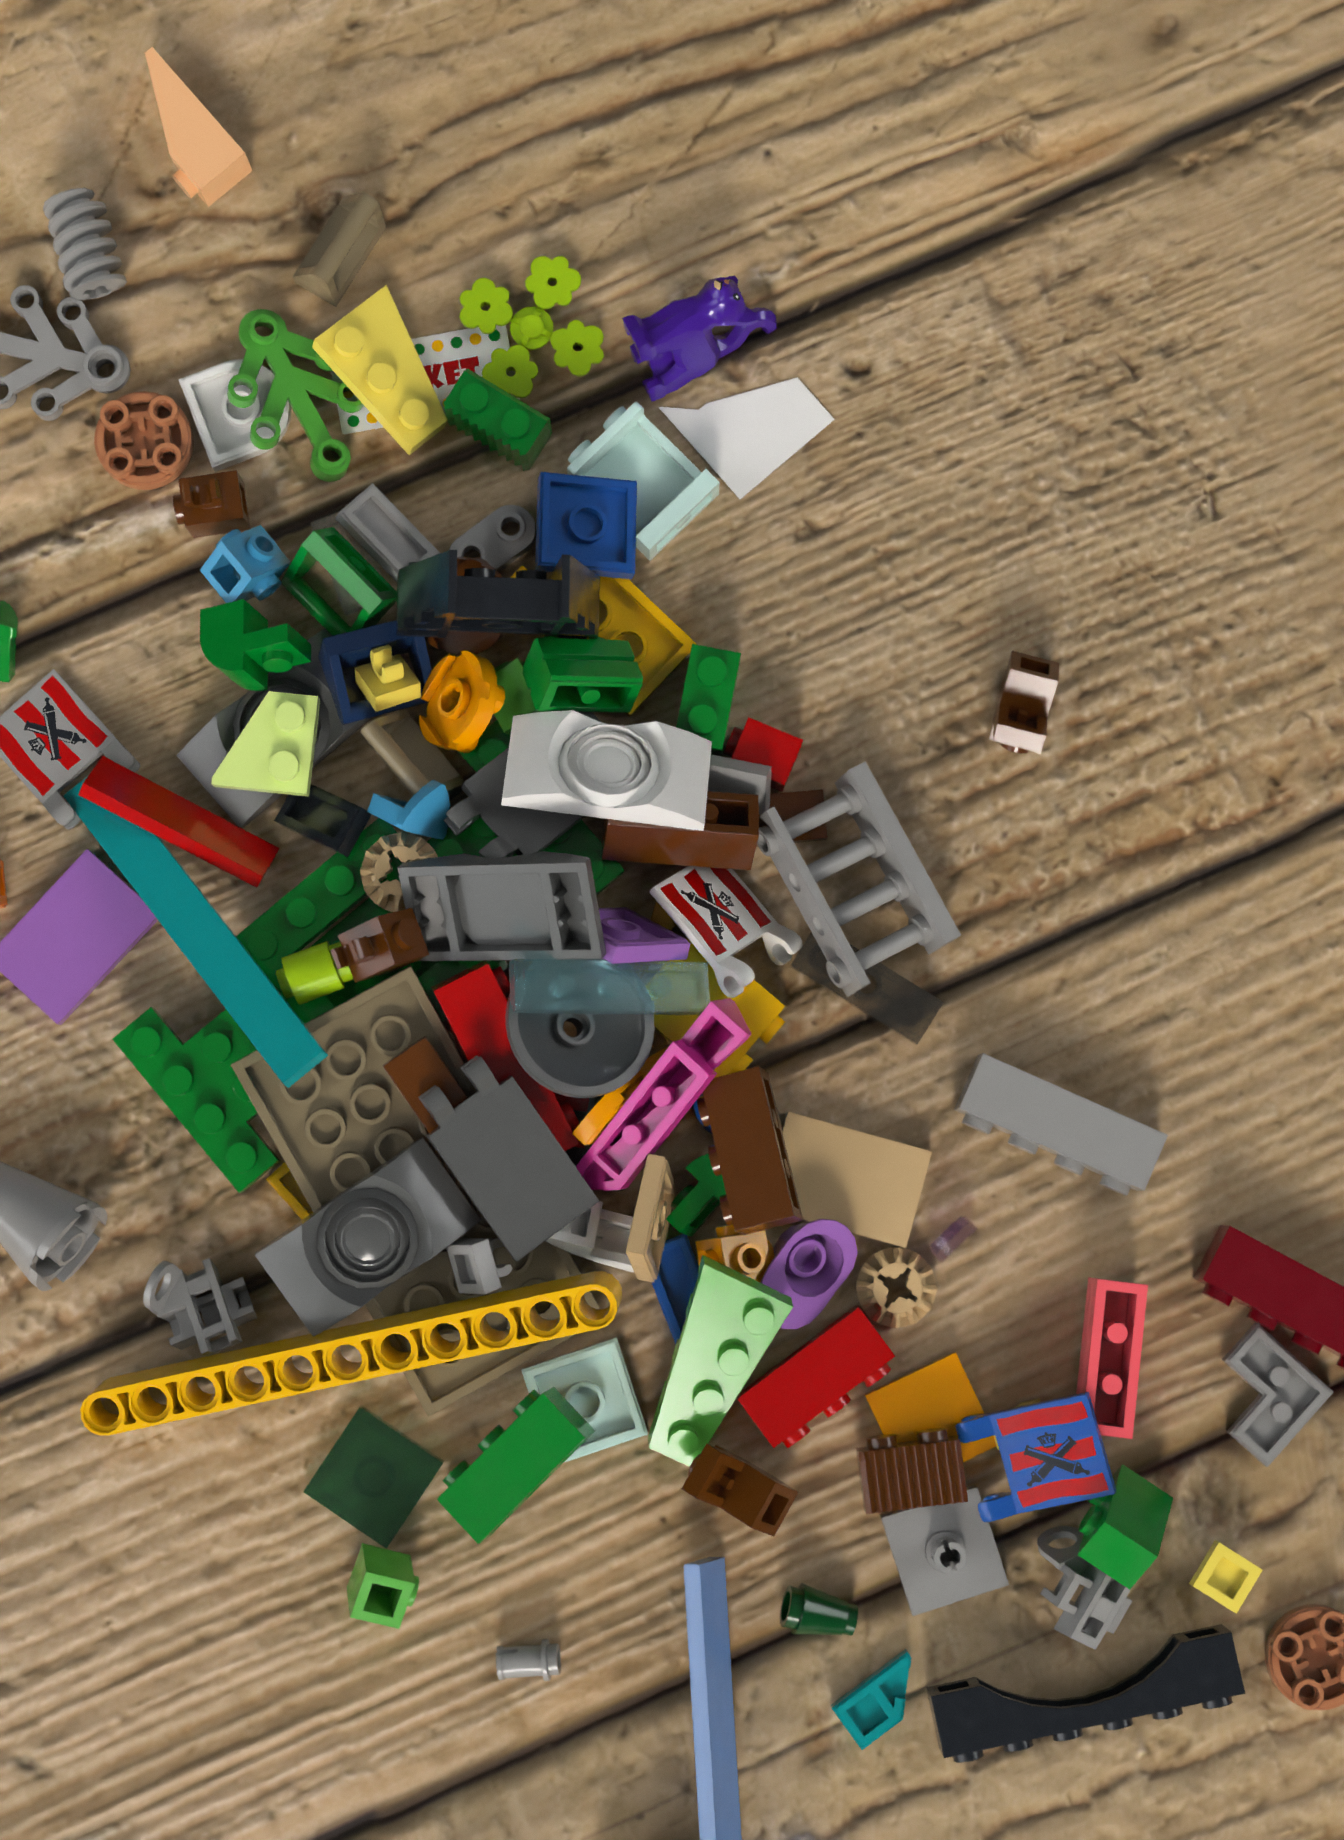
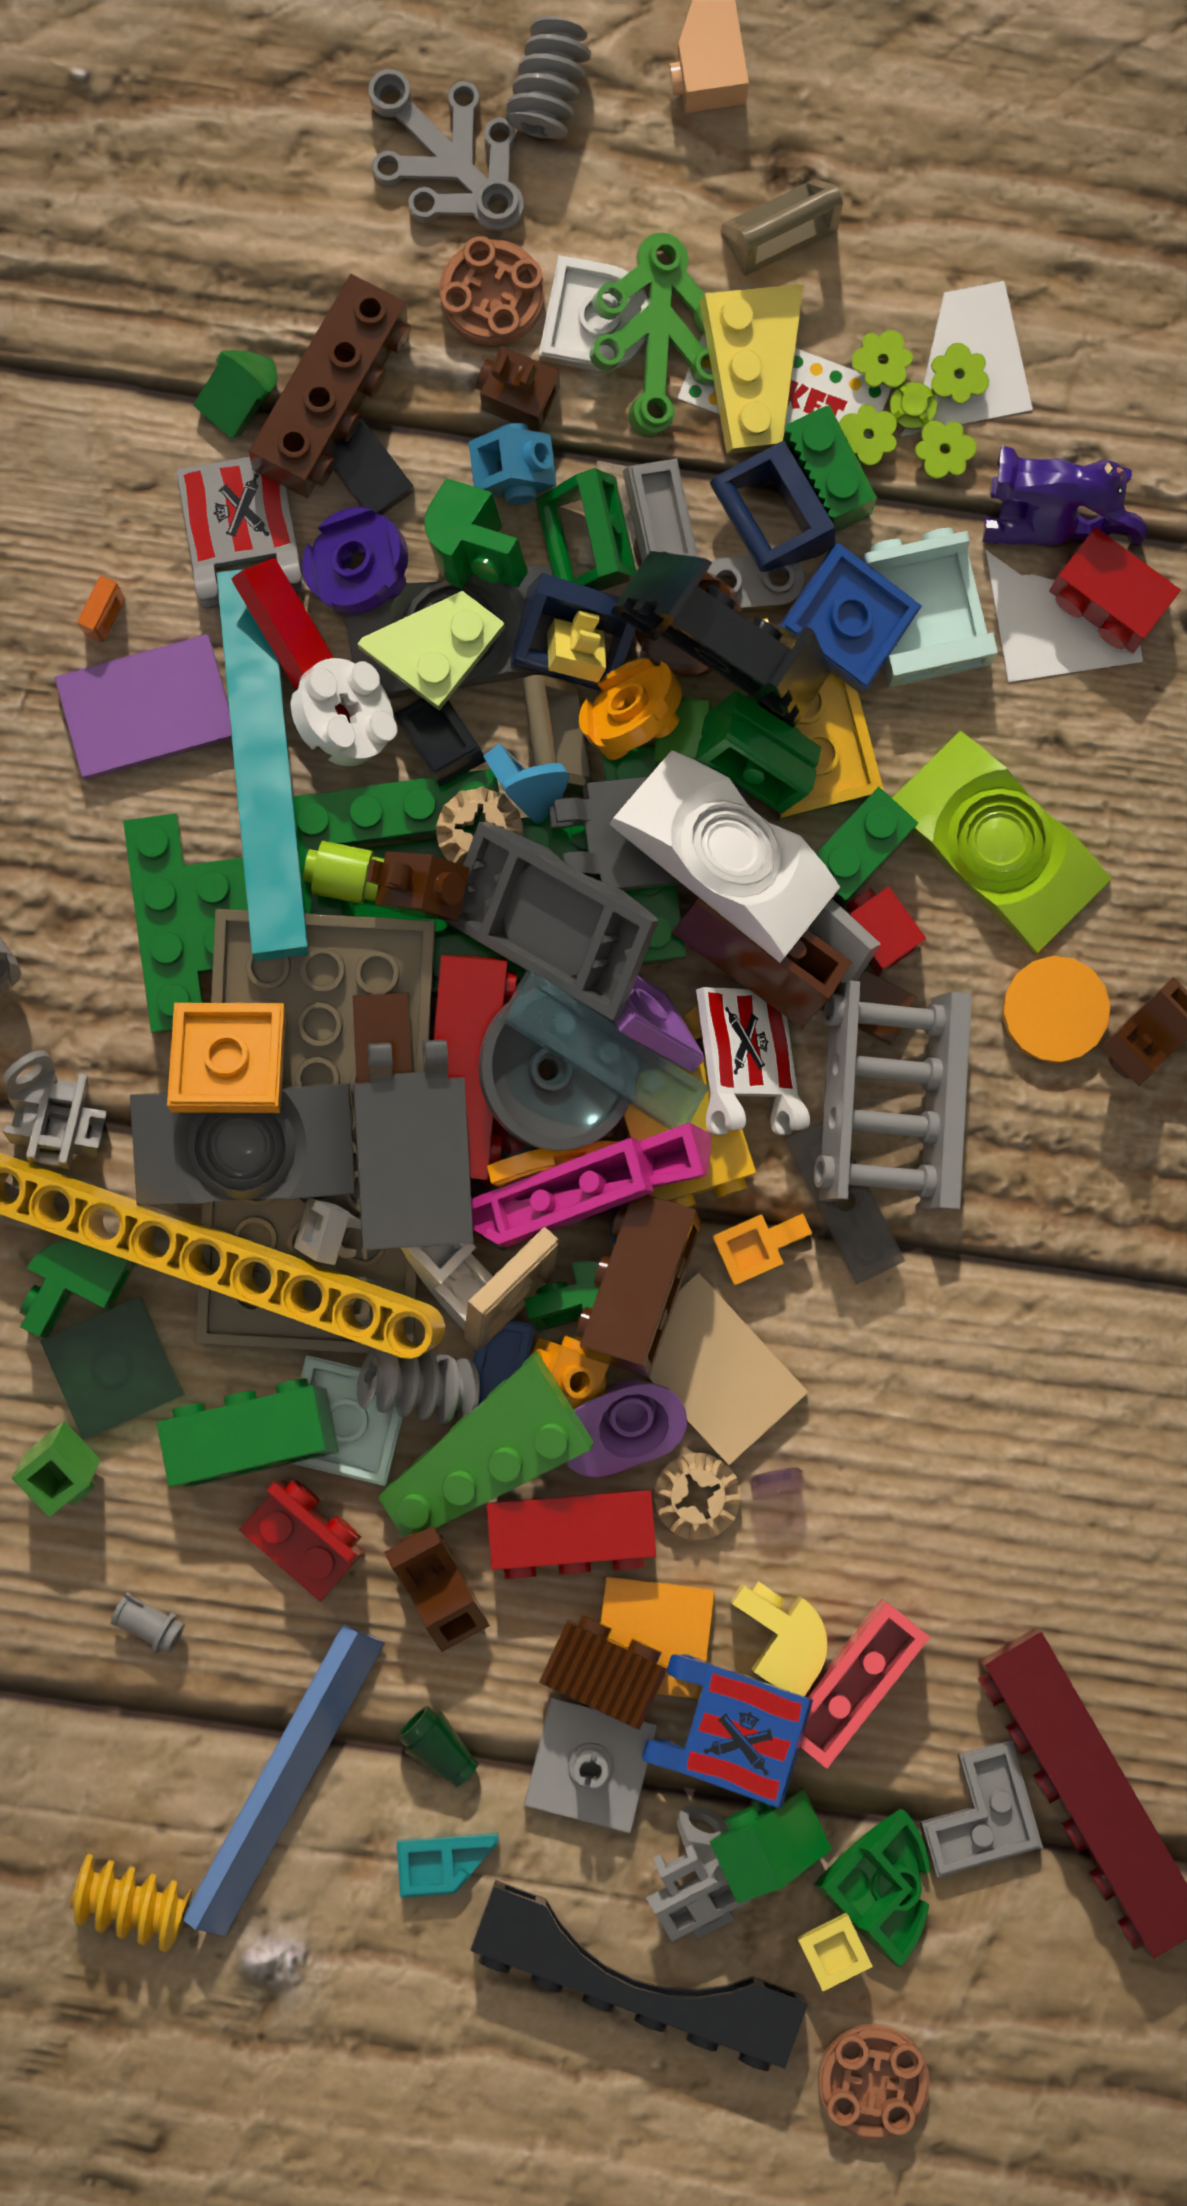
camera: 30 degrees right, 0 degrees up
(62, 593) = (330, 386): none -> reddish brown brick
(124, 638) = (370, 471): none -> black tile
(193, 725) = (371, 583): none -> dark purple plate
(237, 821) = (360, 692): none -> white plate
(293, 1420) = (71, 1269): none -> green brick
(313, 1177) = (227, 1057): none -> light orange tile
(510, 466) = (780, 467): none -> dark blue tile
(547, 230) = (985, 324): none -> white sticker
(608, 1515) = (302, 1538): none -> red bracket
(634, 1332) = (420, 1380): none -> light grey piece
(778, 378) = (1113, 591): none -> red brick
(812, 627) = (1001, 842): none -> lime slope
(817, 1065) = (753, 1248): none -> light orange plate
(937, 732) = (1056, 1009): none -> light orange tile
(1047, 1356) = (798, 1643): none -> light yellow brick
(1060, 1123) = (944, 1441): light grey brick -> none
(1228, 1501) = (882, 1886): none -> green brick

